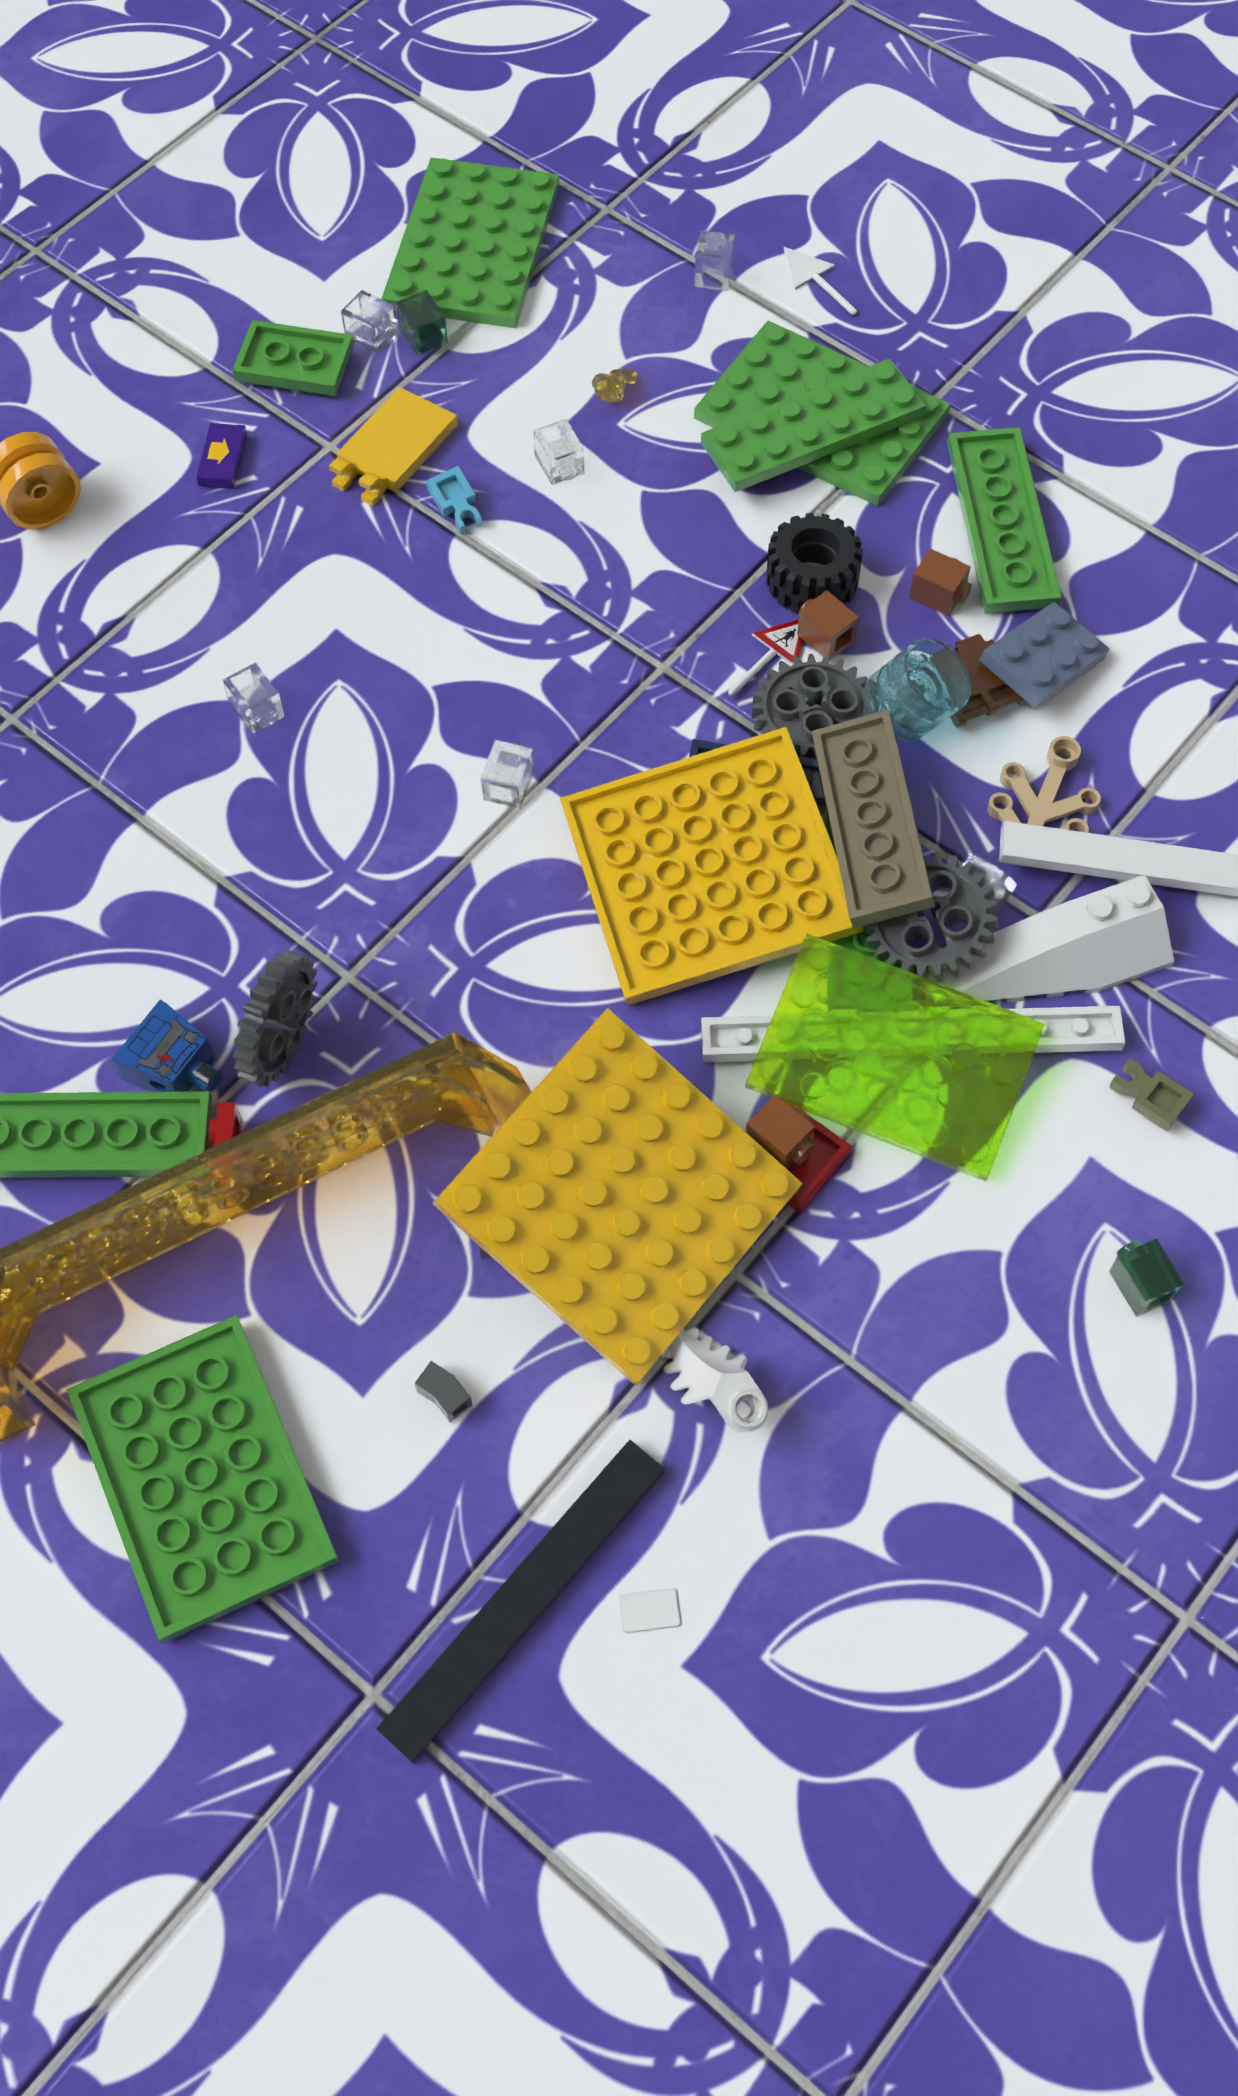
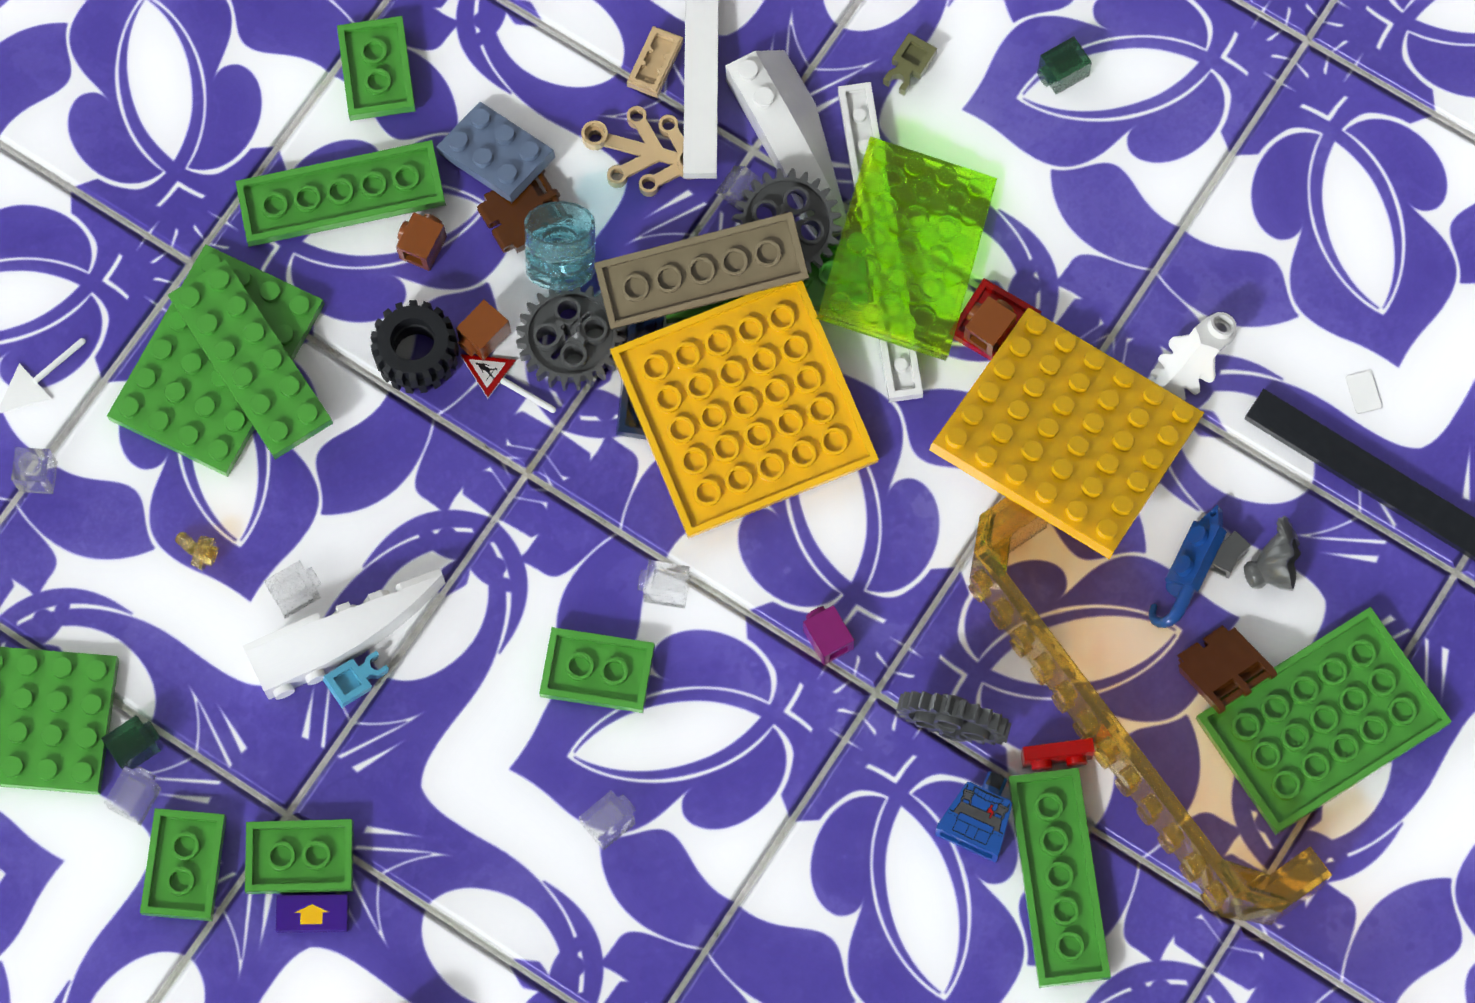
camera: 95 degrees left, 10 degrees up
(279, 445) = (299, 856): none -> bright green plate
(289, 1354) = (1224, 667): none -> reddish brown plate
(392, 444) = (285, 750): yellow tile -> none
(420, 924) = (827, 634): none -> magenta brick
(421, 1448) = (1276, 560): none -> dark grey hair
(422, 705) = (597, 670): none -> bright green plate
(435, 1339) = (1191, 565): none -> blue plate
(496, 477) = (319, 645): none -> white wedge
(1153, 558) = (376, 68): none -> bright green plate
(1157, 820) = (655, 62): none -> tan plate

